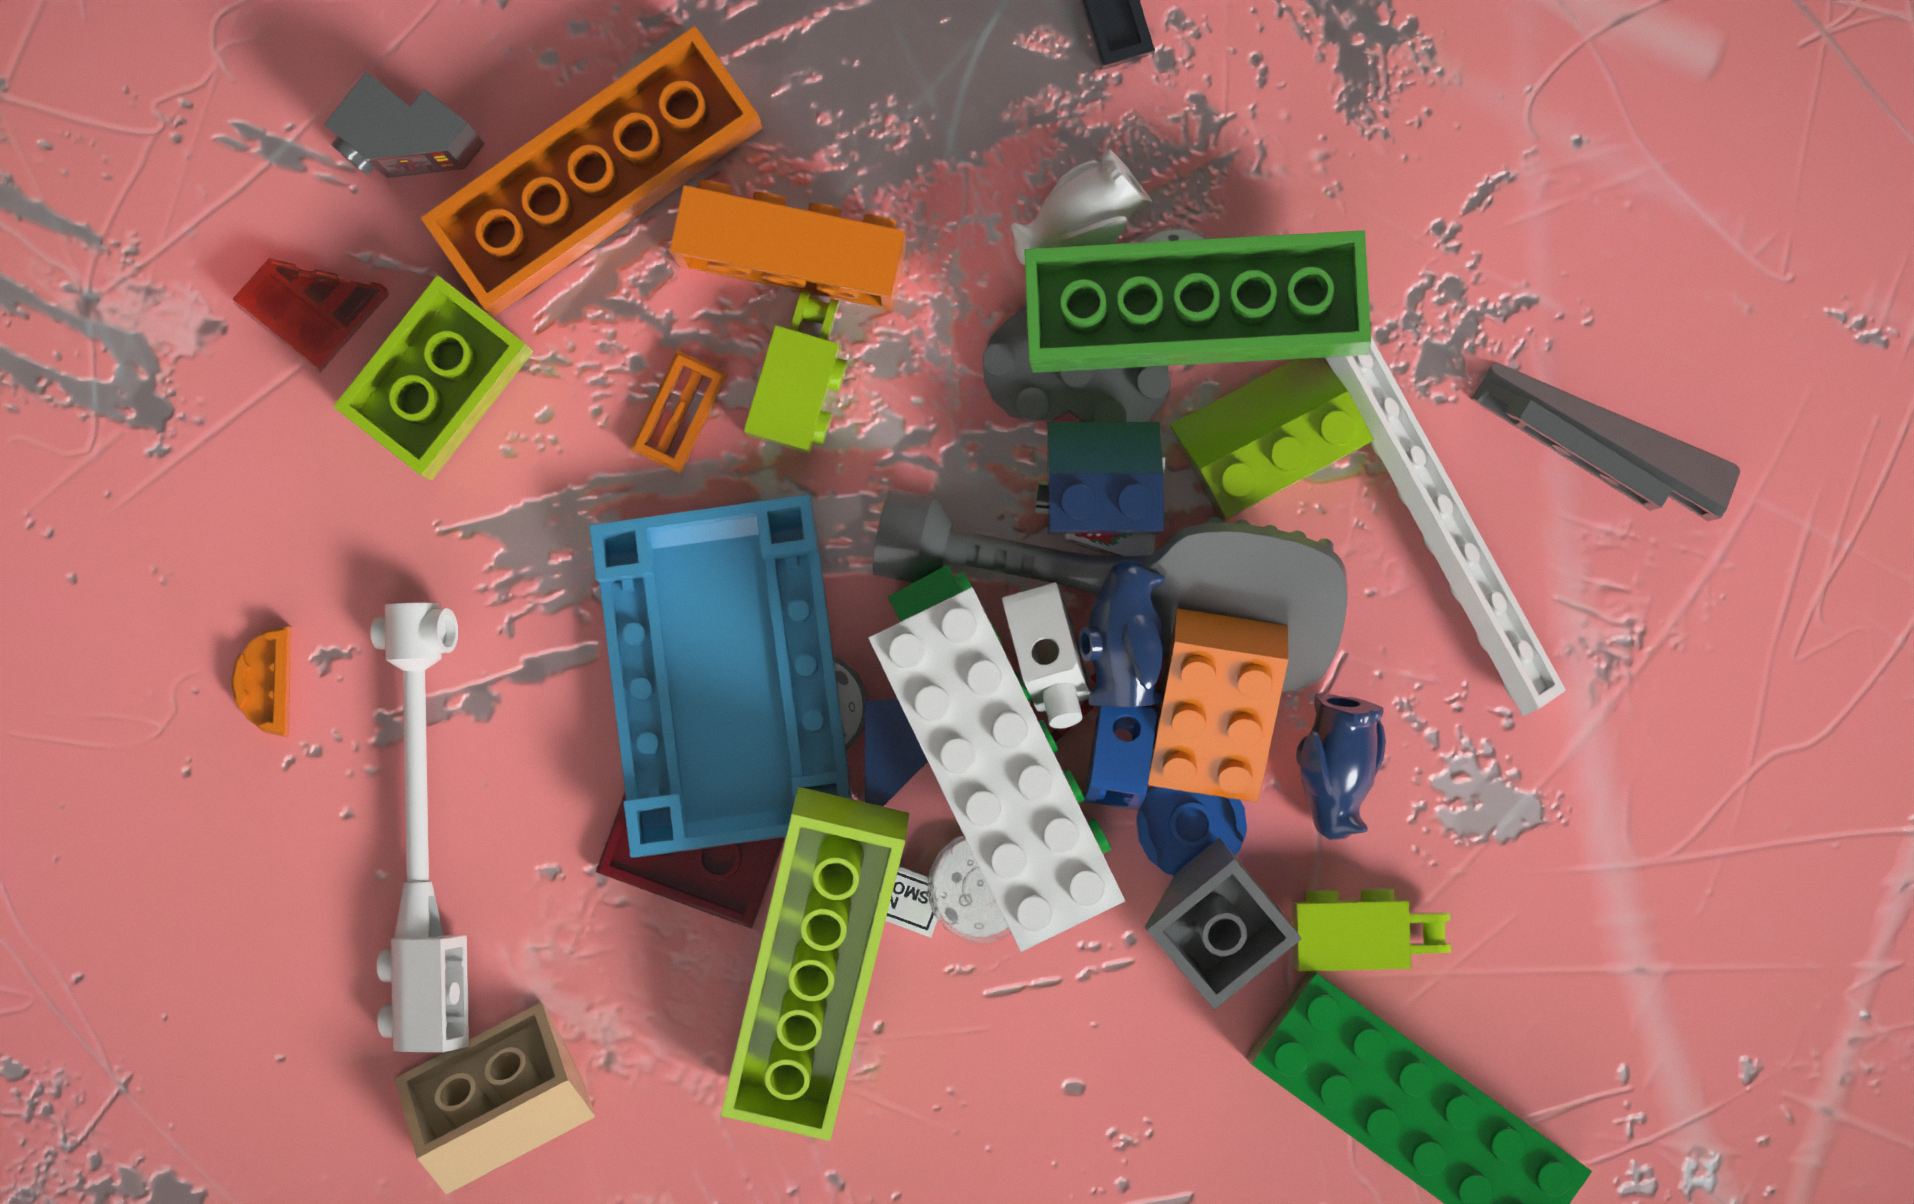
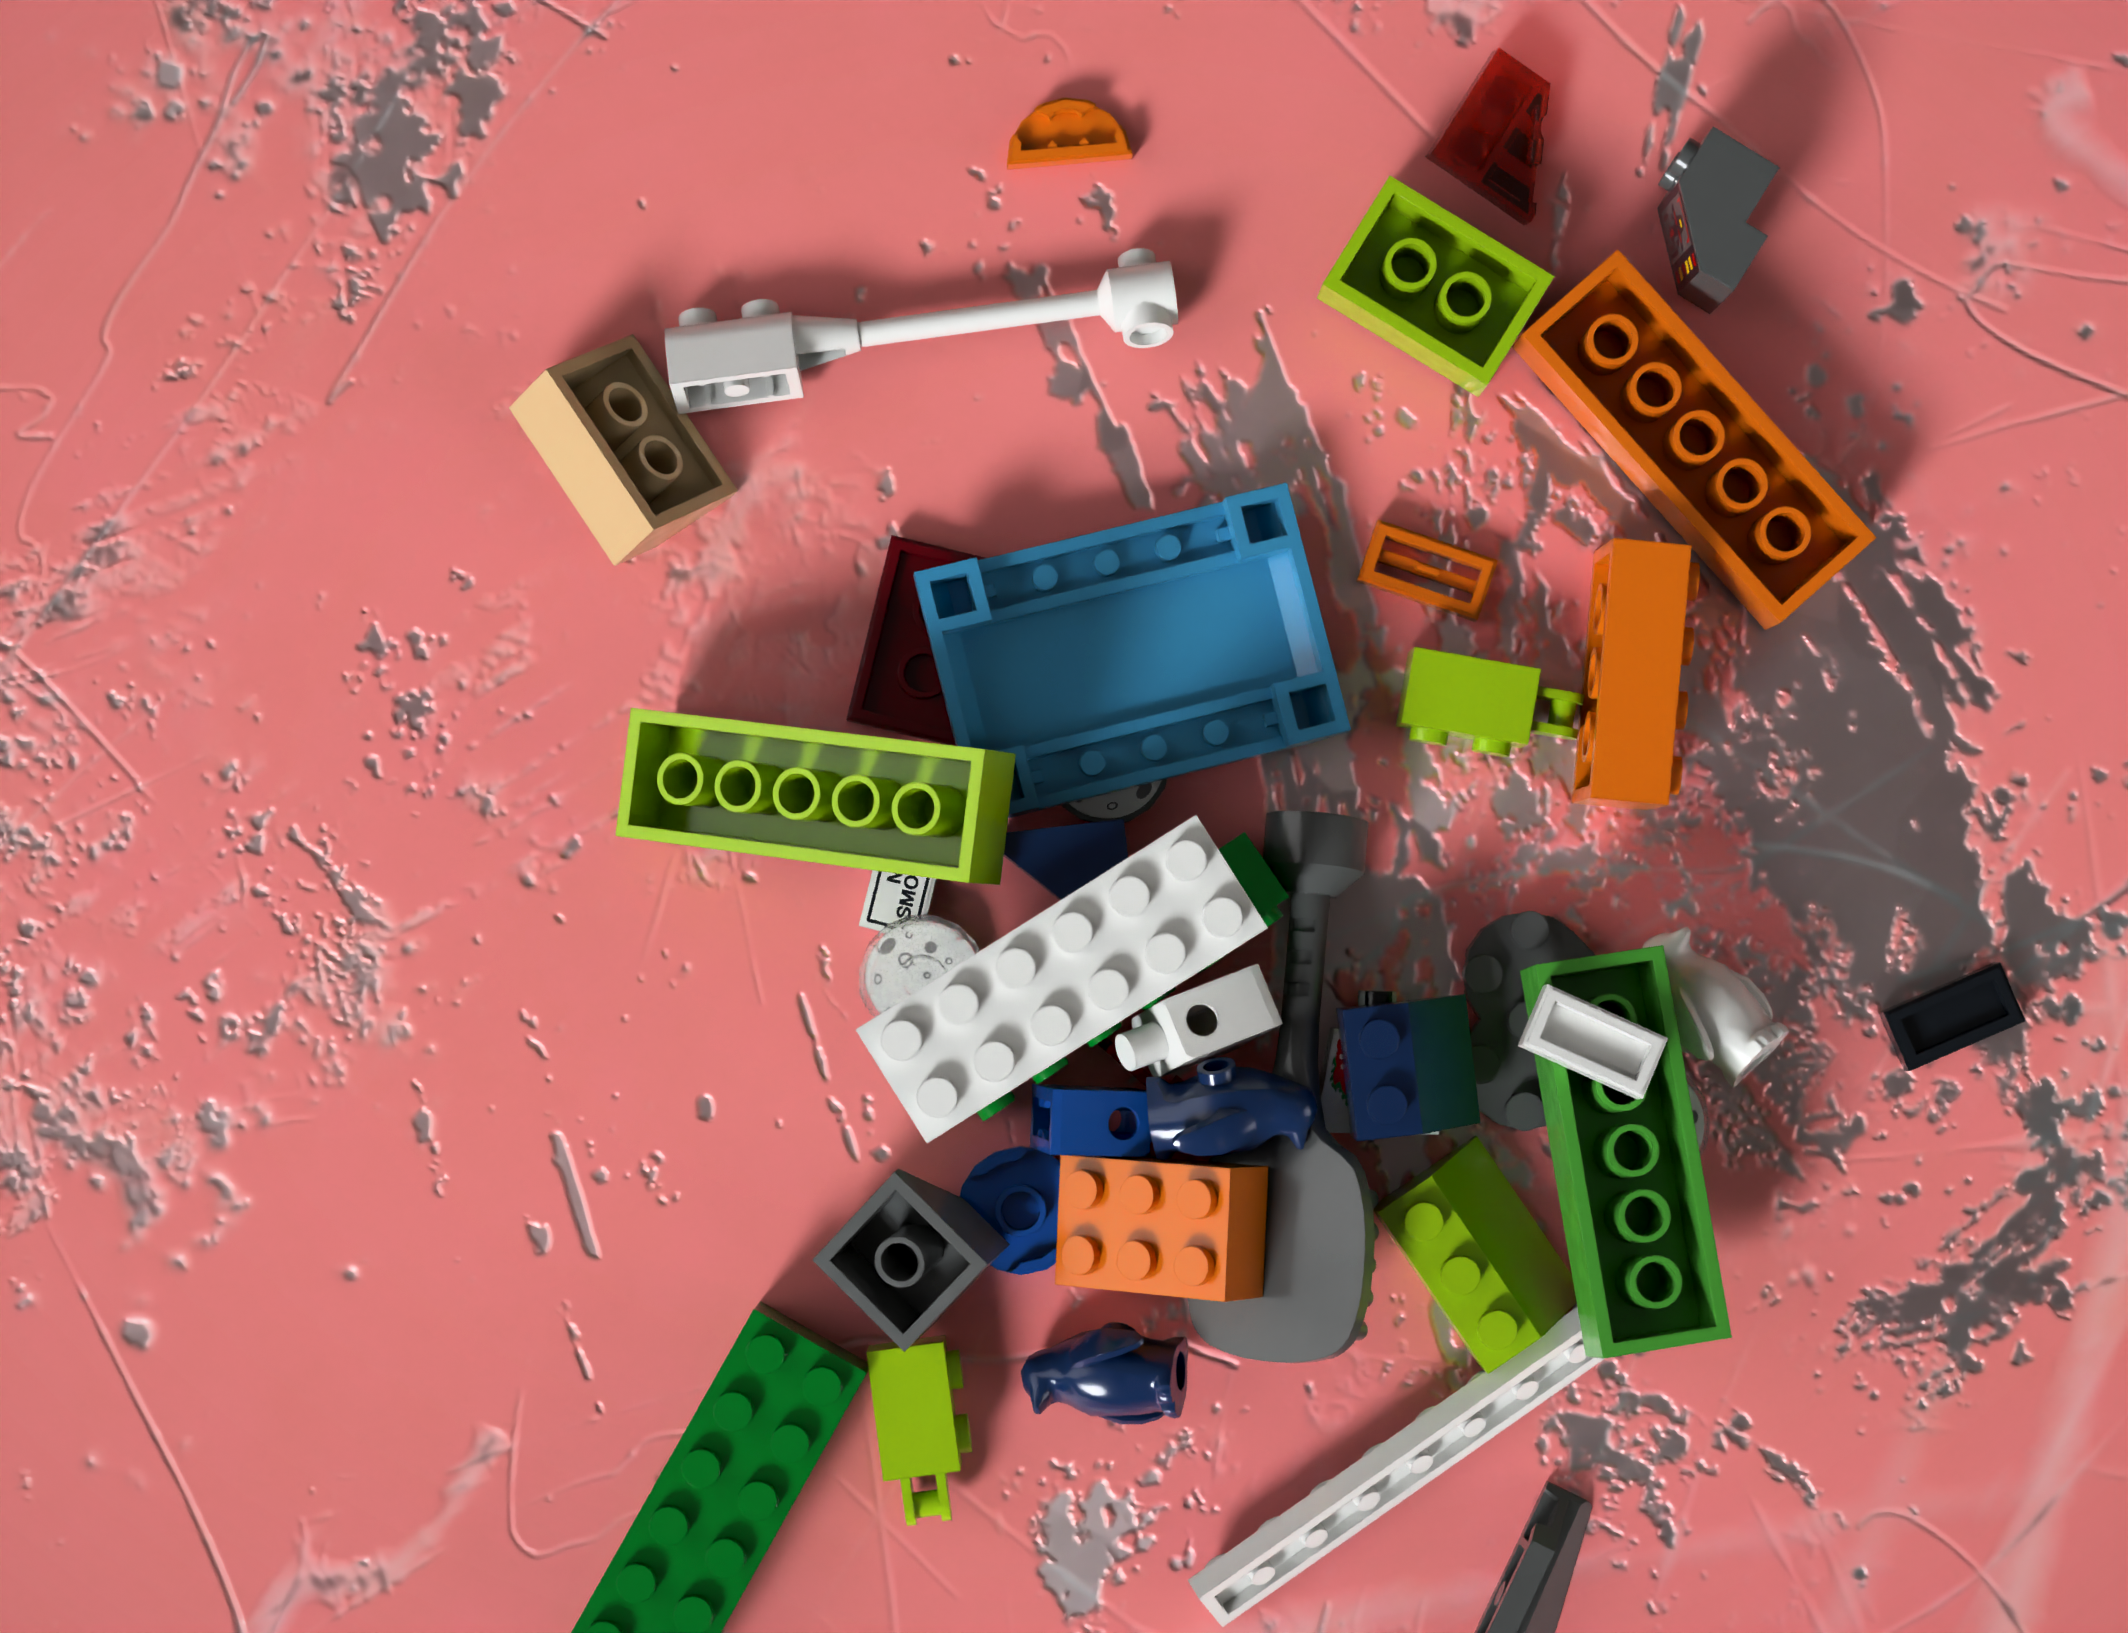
camera: 75 degrees right, 0 degrees up
(1100, 319) = (1592, 1041): none -> white tile

